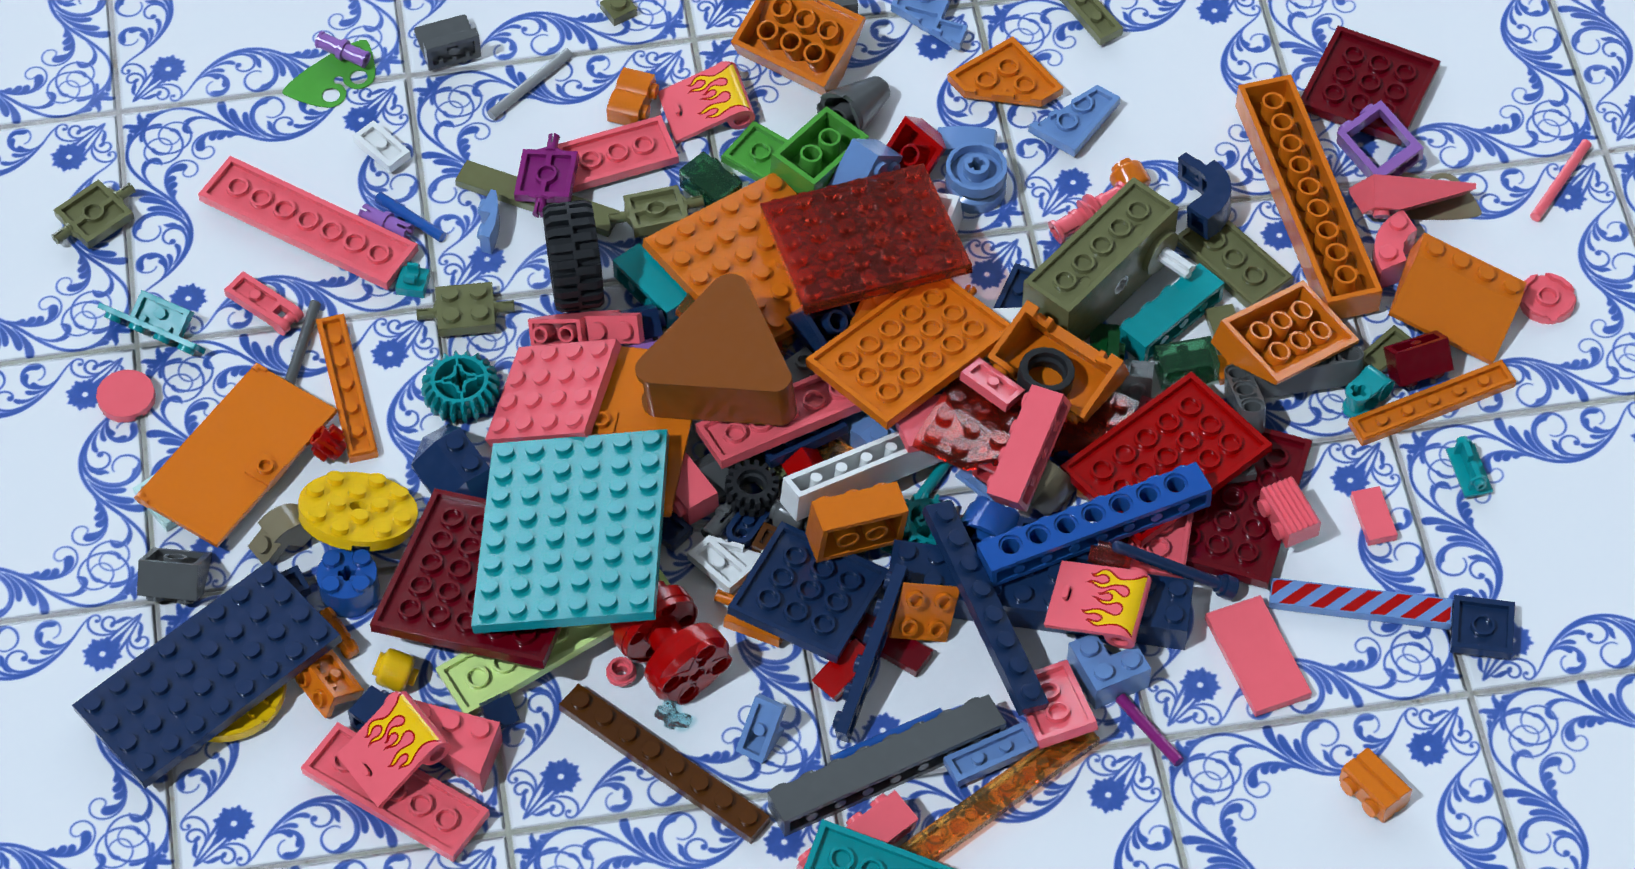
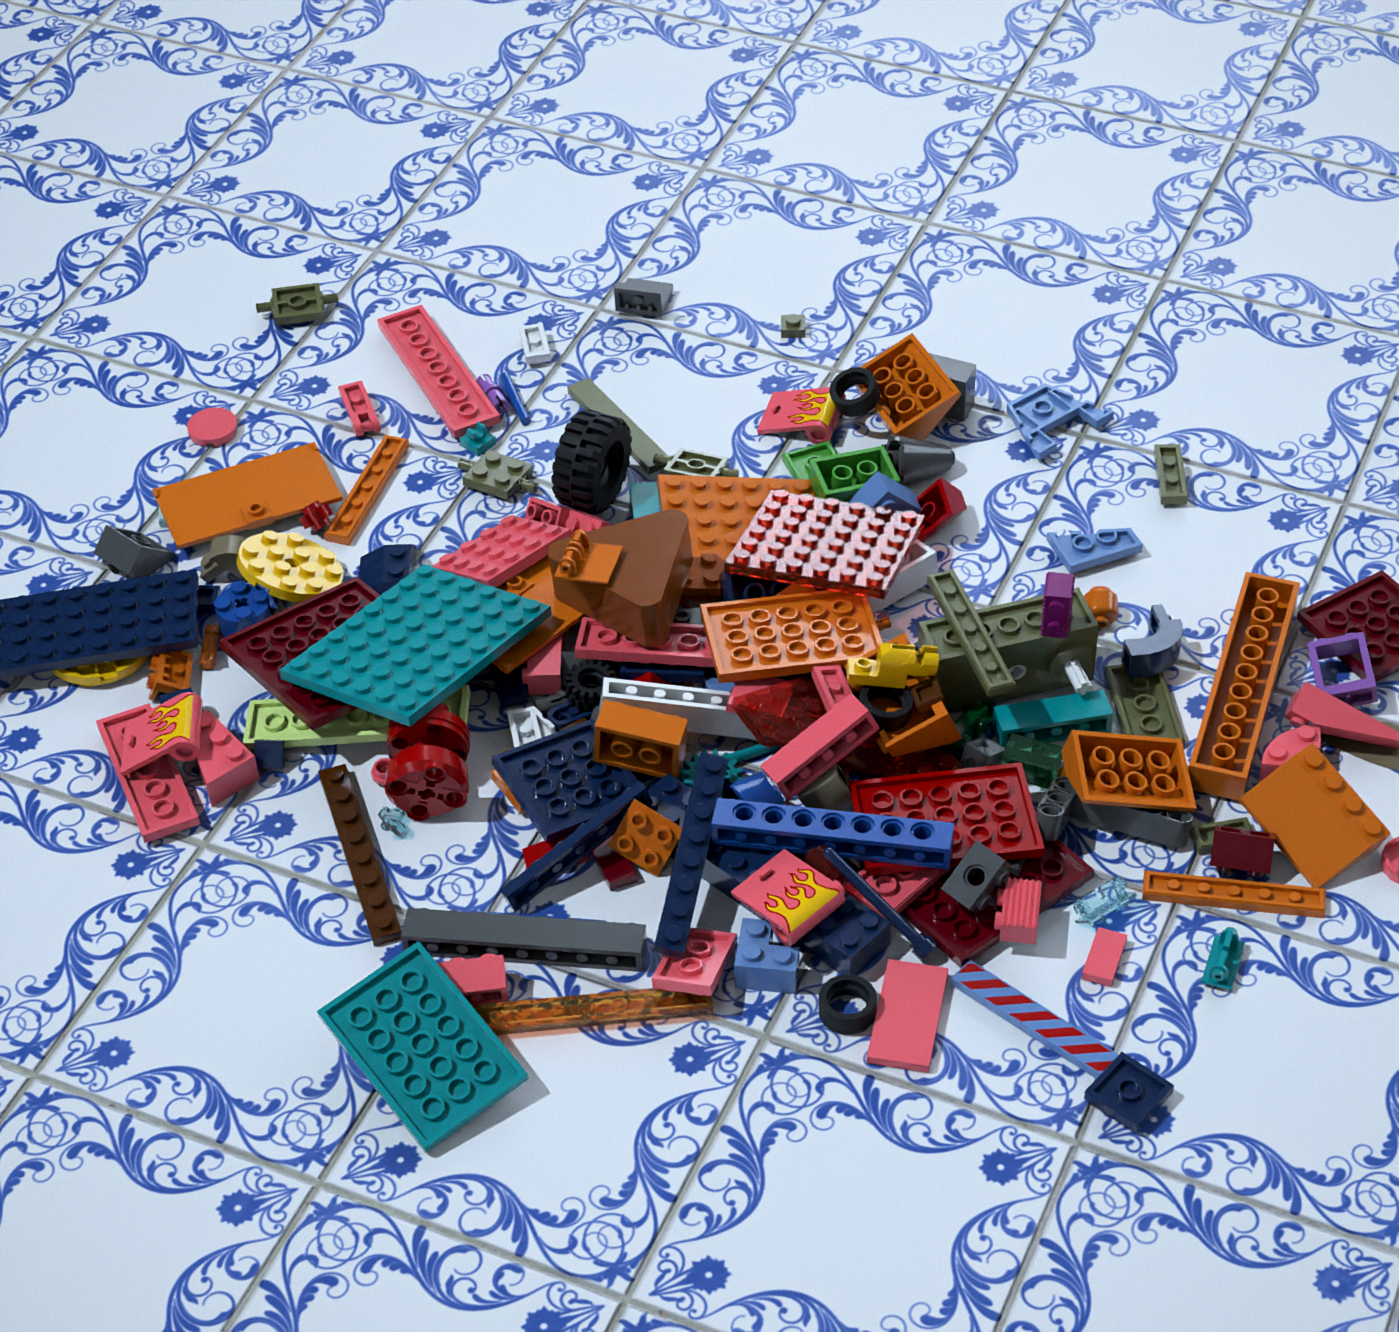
camera: 35 degrees right, 10 degrees down
(158, 316) = (278, 387): bracket -> none
(303, 341) = (362, 447): dark grey bar -> none
(320, 76) = (522, 287): bright green piece -> none
(342, 49) = (563, 271): medium lavender pin -> none
(395, 670) = (222, 688): yellow head -> none
(478, 382) = (444, 522): teal gear -> none
(490, 222) = (556, 428): medium blue slope -> none
(529, 83) = (681, 348): light grey bar -> none
(546, 175) = (635, 404): magenta plate -> none
(622, 152) = (703, 419): coral plate -> none
(632, 97) = (746, 386): orange brick -> none
(692, 369) = (587, 560): none -> orange hinge
(708, 178) = (755, 460): clear green brick -> none
(750, 41) = (859, 405): none -> black tyre
(761, 728) = (449, 863): medium blue slope -> none
(957, 135) = (987, 523): medium blue slope -> none
(977, 175) = (970, 549): medium blue wheel -> none
(990, 754) = (610, 974): medium blue plate -> none
(1006, 76) = (1059, 491): orange plate -> none
(1038, 337) = (893, 665): none -> yellow plate
(1078, 269) = (971, 633): none -> olive tile
(1079, 348) = (927, 694): none -> reddish brown tile
(1144, 207) = (1057, 605): none -> magenta brick
(1149, 729) = (765, 1025): magenta bar -> none
(1207, 653) = (847, 985): none -> black tyre
(1233, 483) = (977, 860): none -> dark grey brick
(1339, 474) = (1113, 899): none -> clear light blue hinge
(1366, 391) = (1178, 853): teal piece -> none
(1374, 785) = (921, 1168): orange brick -> none

